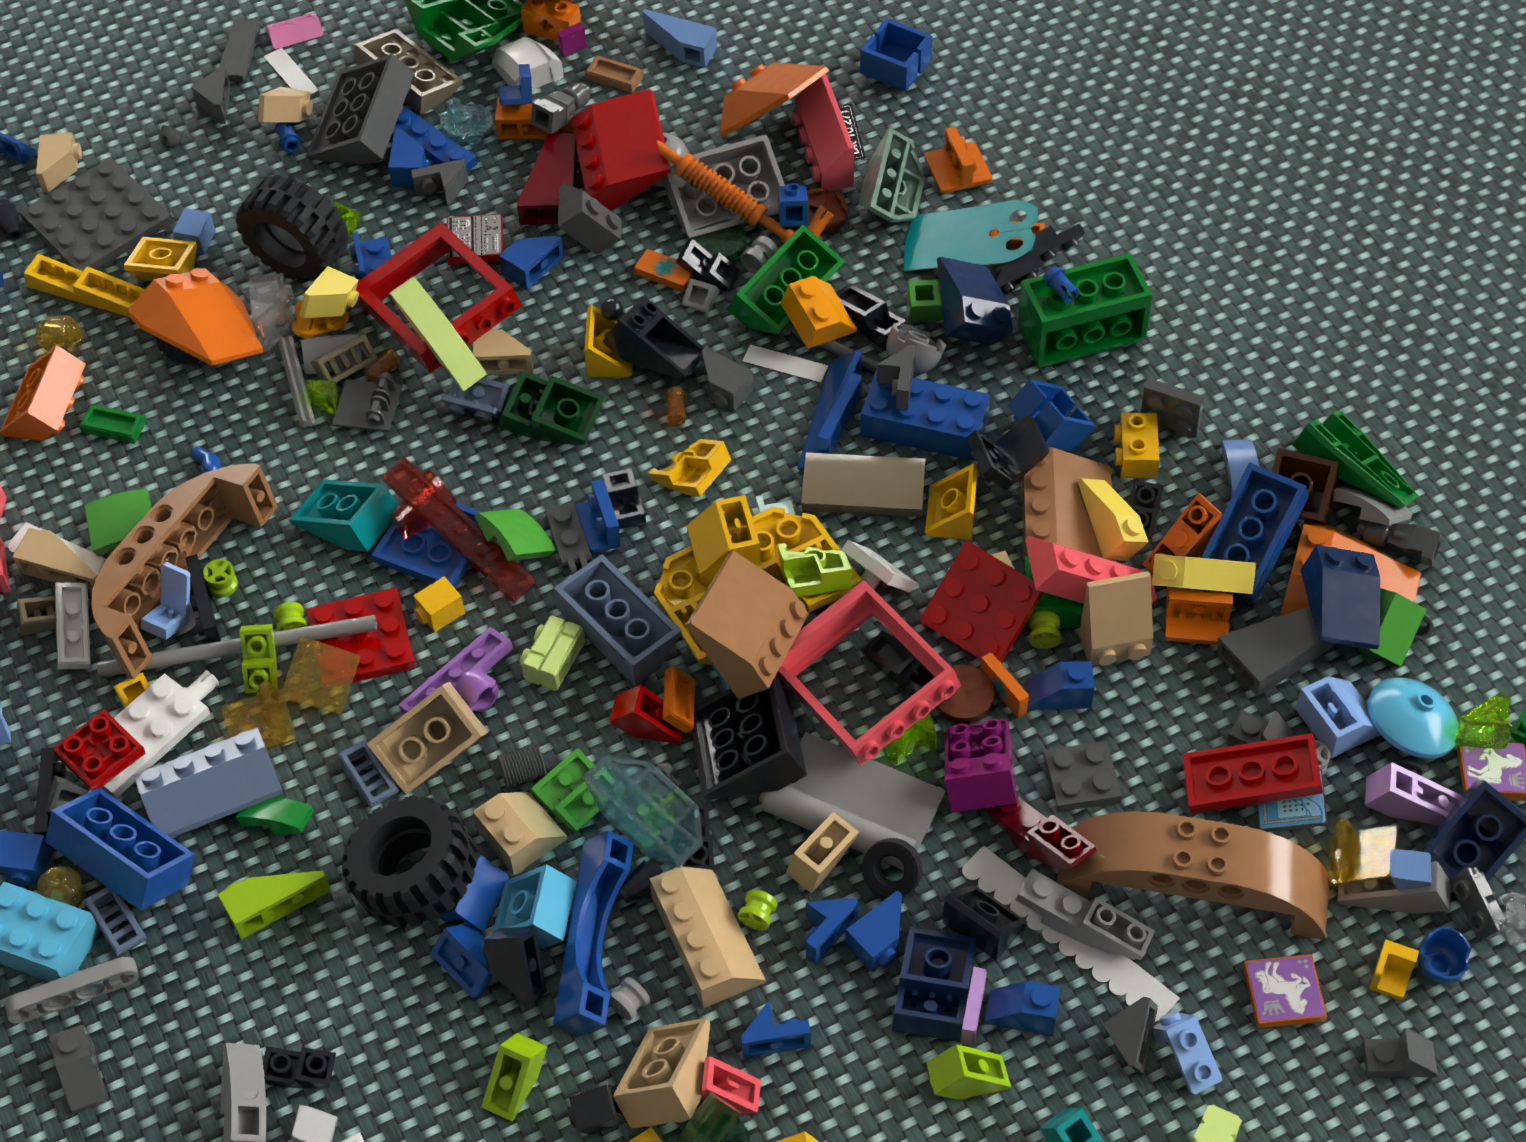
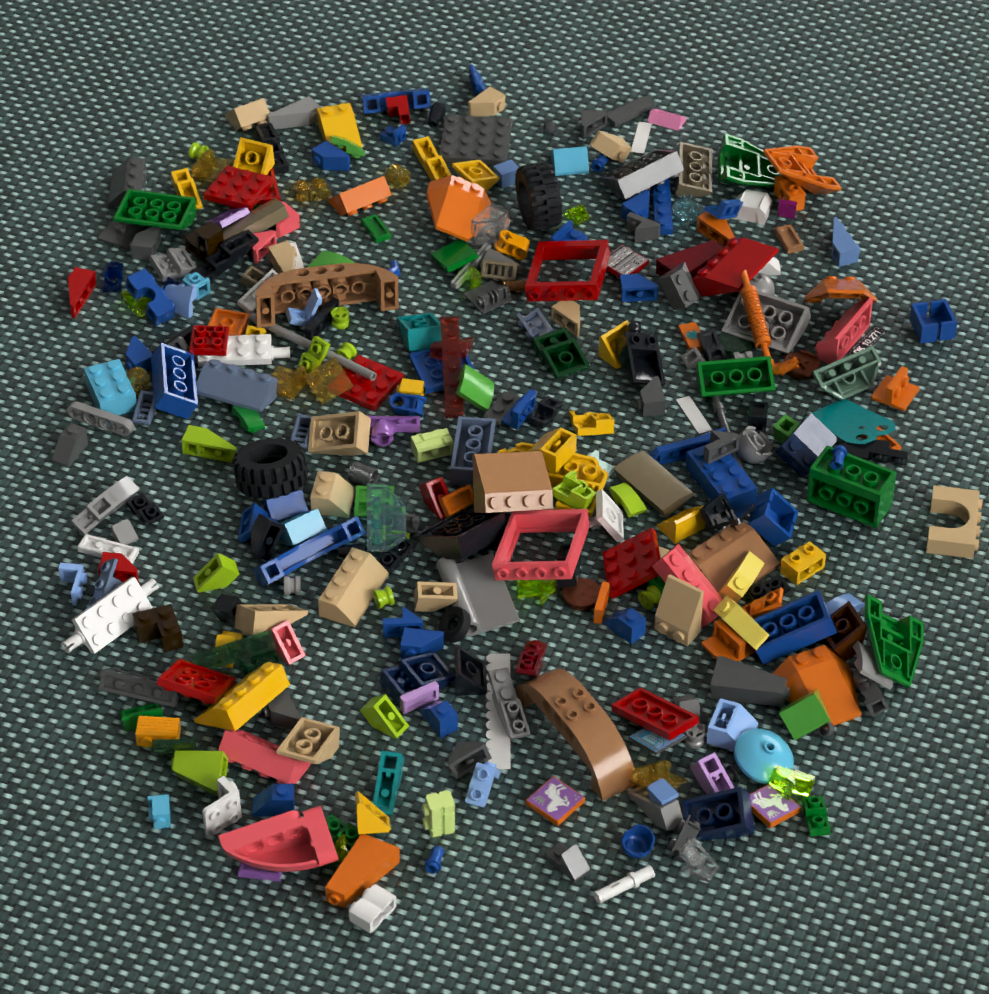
camera: 45 degrees right, 10 degrees down
(75, 703) = (234, 320): none -> orange tile
(248, 160) = (570, 161): none -> medium azure slope
(263, 383) = (454, 255): none -> green tile
(329, 295) = (520, 235): light yellow slope -> none
(438, 333) = (540, 280): yellowish green slope -> none
(462, 621) = (411, 405): none -> blue piece
(558, 107) = (726, 229): dark grey piece -> none
(675, 399) = (620, 390): clear orange pin -> none
(766, 1038) = (329, 641): blue slope -> none
(793, 205) = (782, 348): blue brick -> none
(816, 311) = (730, 398): light orange slope -> none
(857, 525) = (628, 498): none -> lime slope
(979, 765) = (544, 620): magenta slope -> none
(1082, 776) = (587, 662): dark grey plate -> none
(1174, 407) = (836, 557): dark grey plate -> none
(1201, 238) = (960, 540): none -> tan arch
(1344, 596) = (790, 678): dark blue slope -> none
(1393, 969) = (609, 829): yellow panel -> none
(1495, 1012) = (632, 879): none -> white pin

